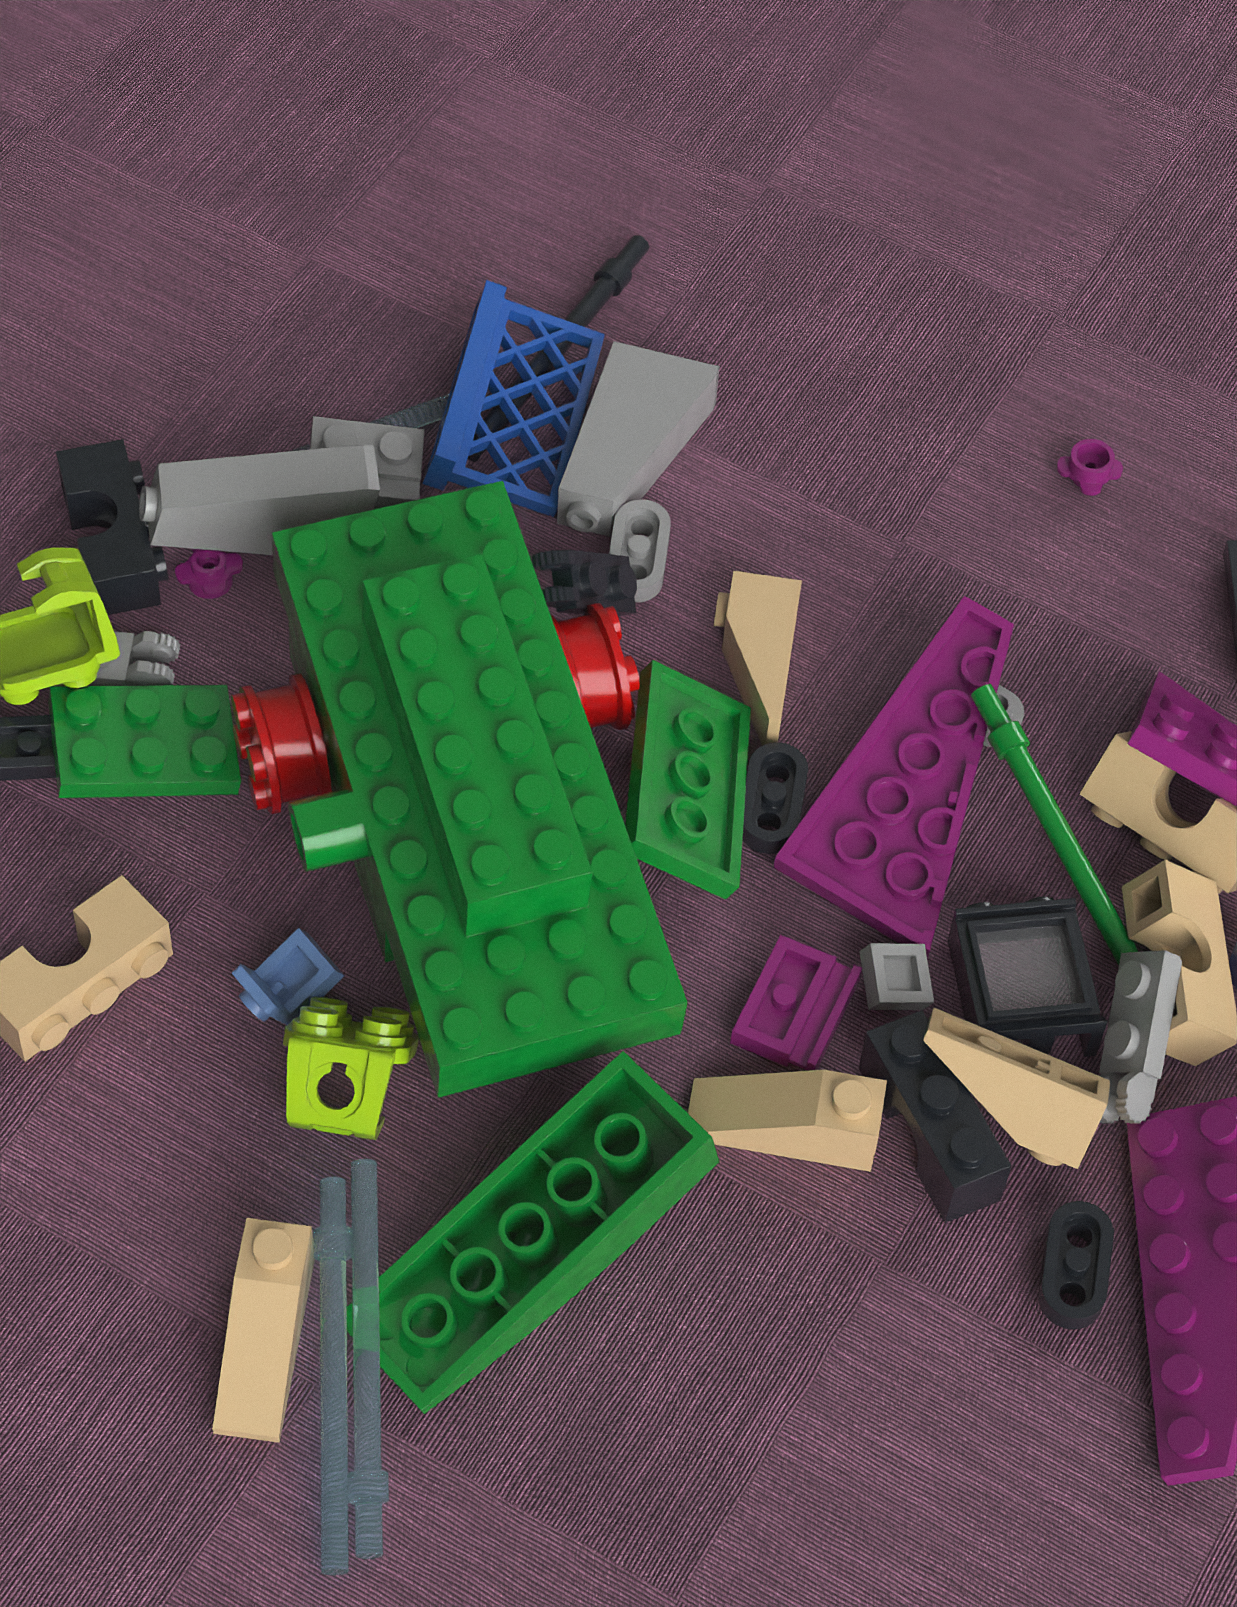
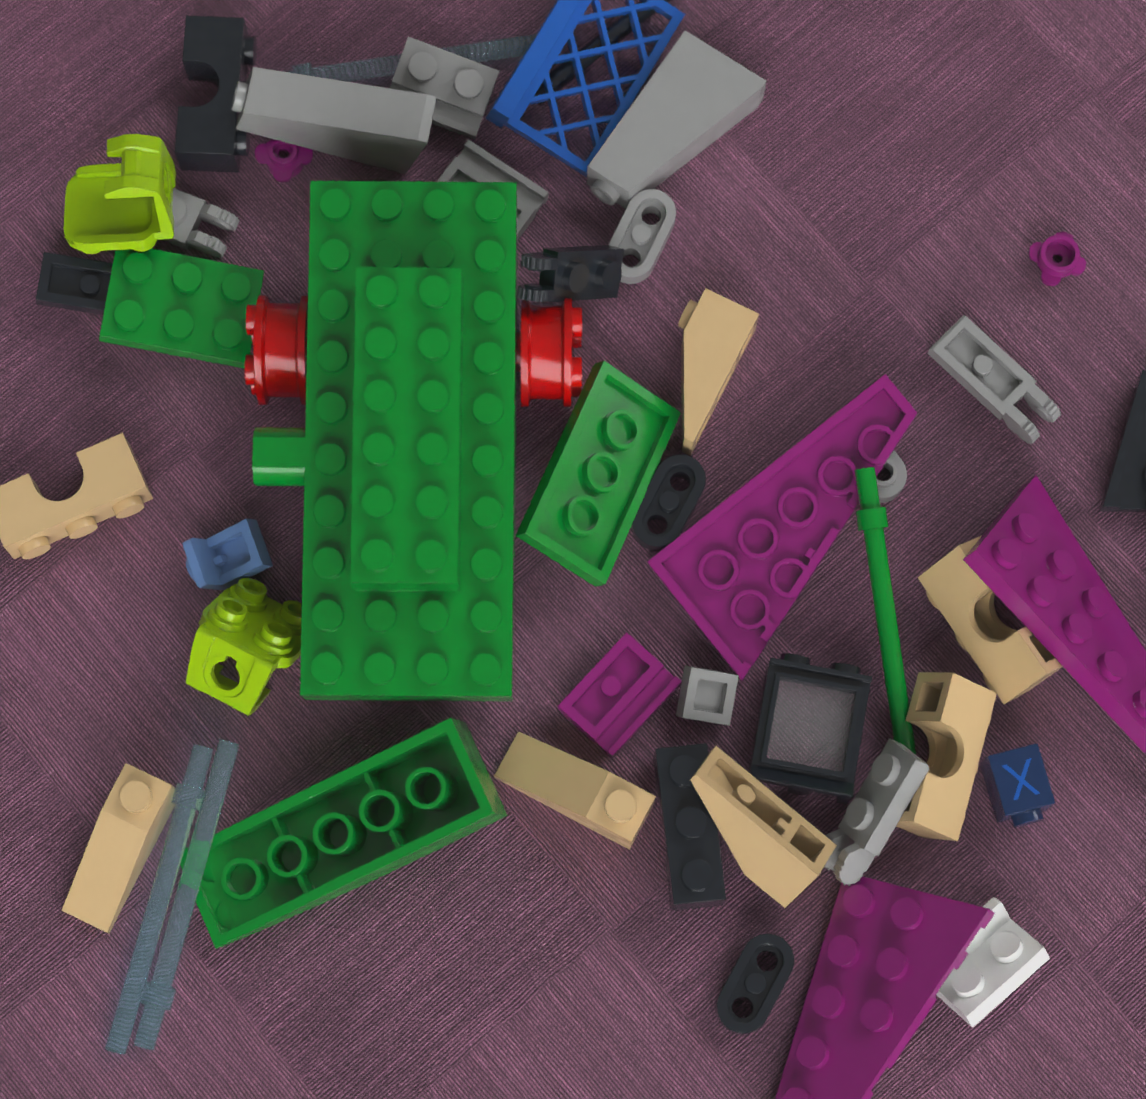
camera: 20 degrees right, 20 degrees up
(1076, 592) = (992, 377): none -> light grey hinge

